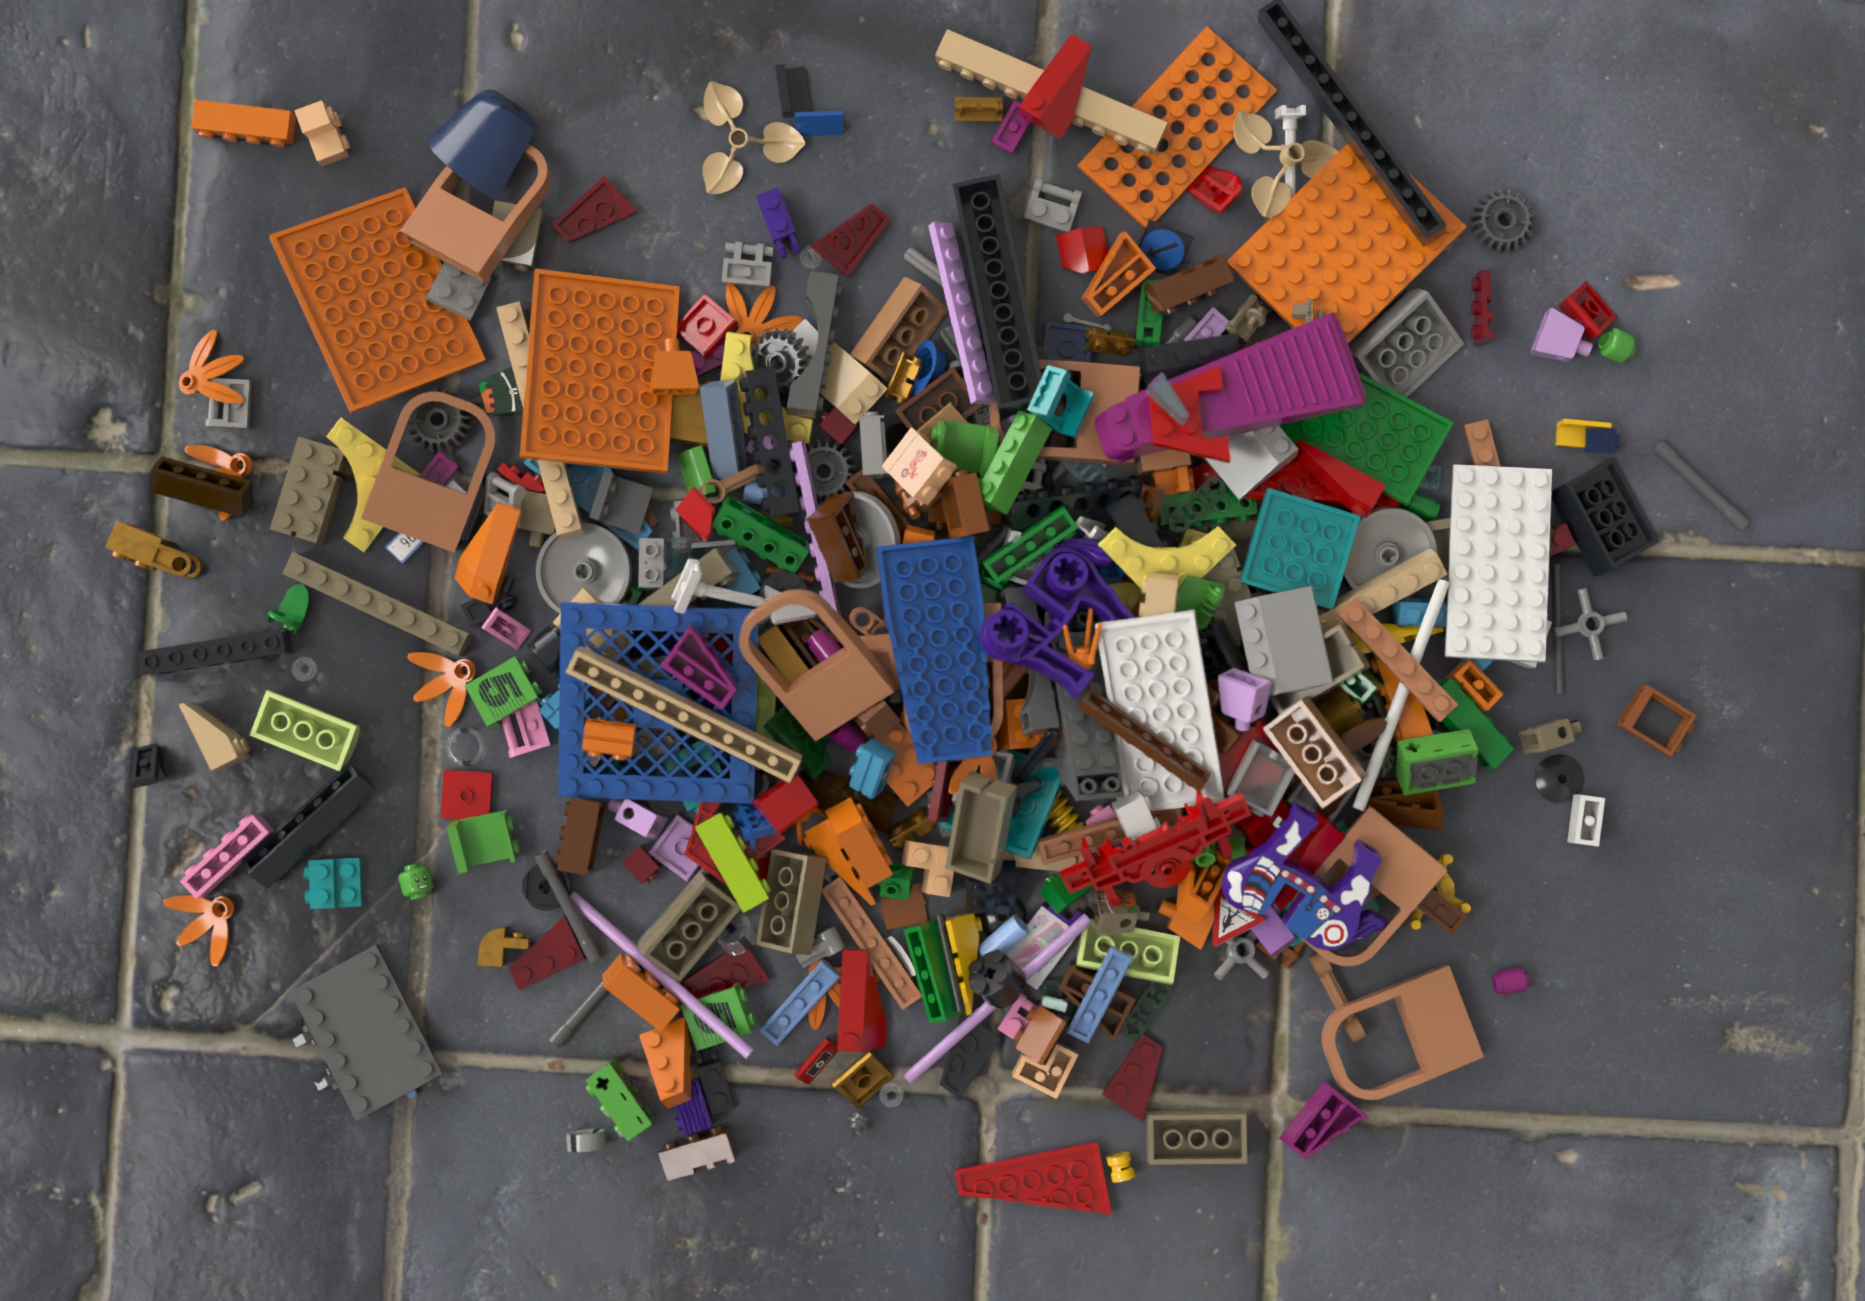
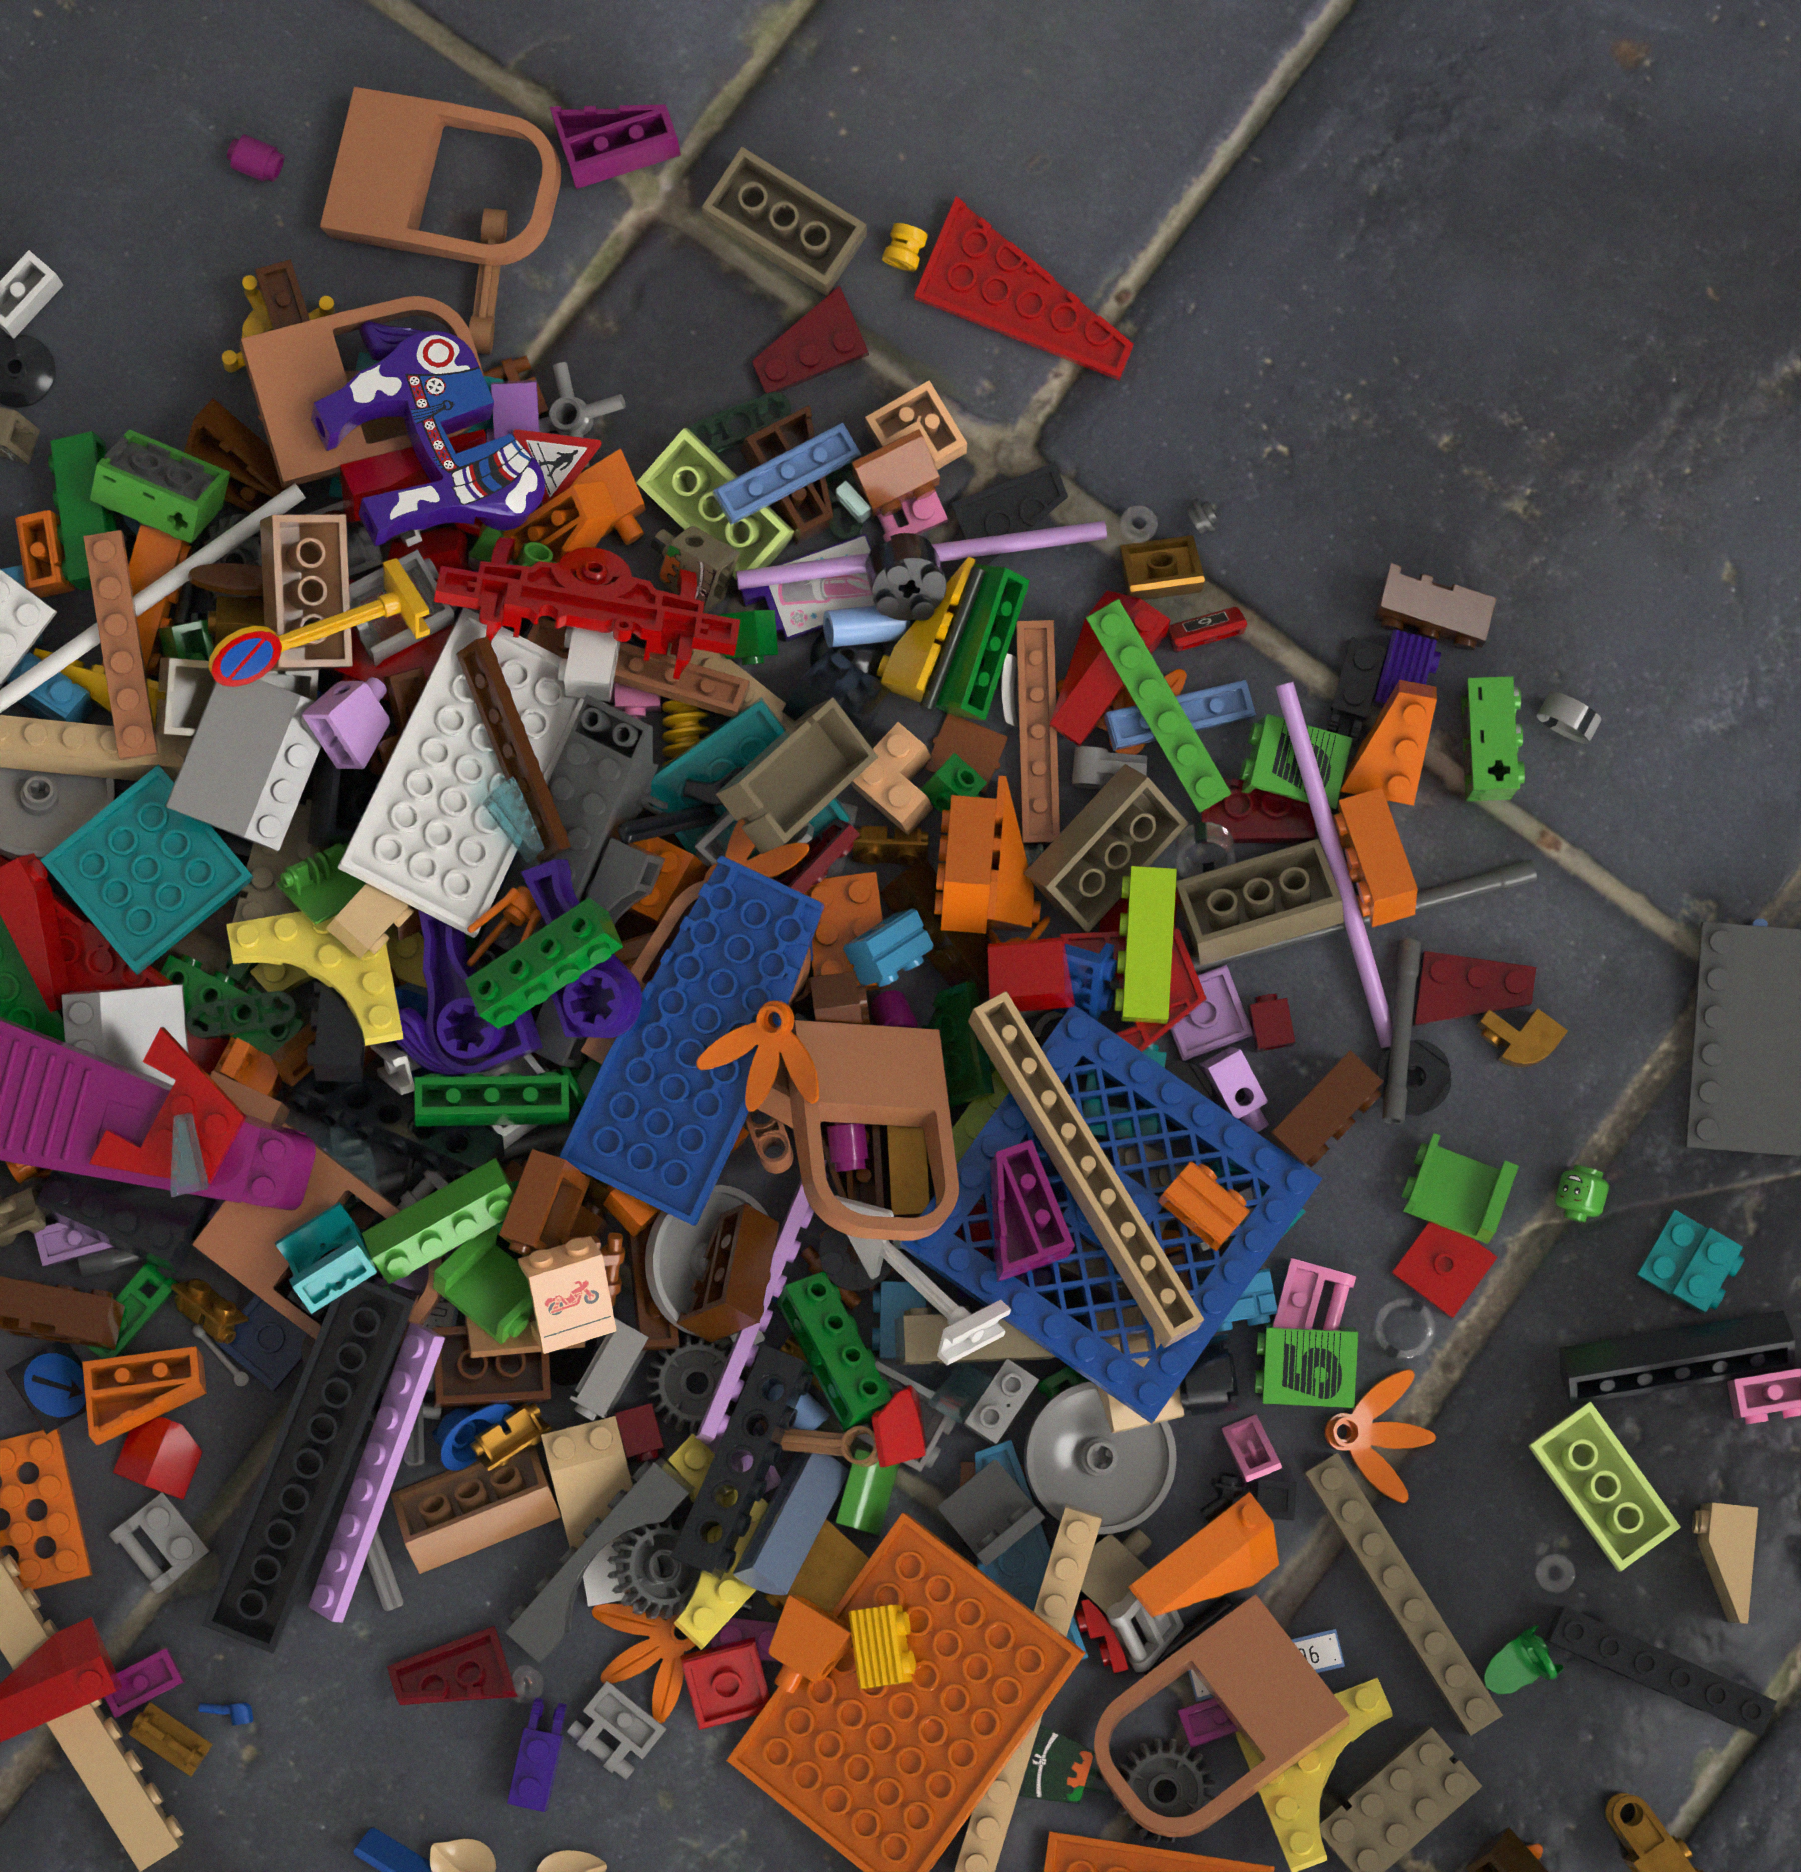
camera: 140 degrees left, 5 degrees down
(631, 392) = (881, 1646): none -> yellow brick
(813, 998) = (1158, 705): none -> bright green plate
(897, 670) = (764, 1067): none -> orange plant
(952, 146) = (240, 1713): none -> blue hand
(1047, 631) = (544, 963): none -> green brick
(1119, 702) = (513, 816): none -> clear light blue slope
(1318, 699) = (256, 649): none -> yellow piece

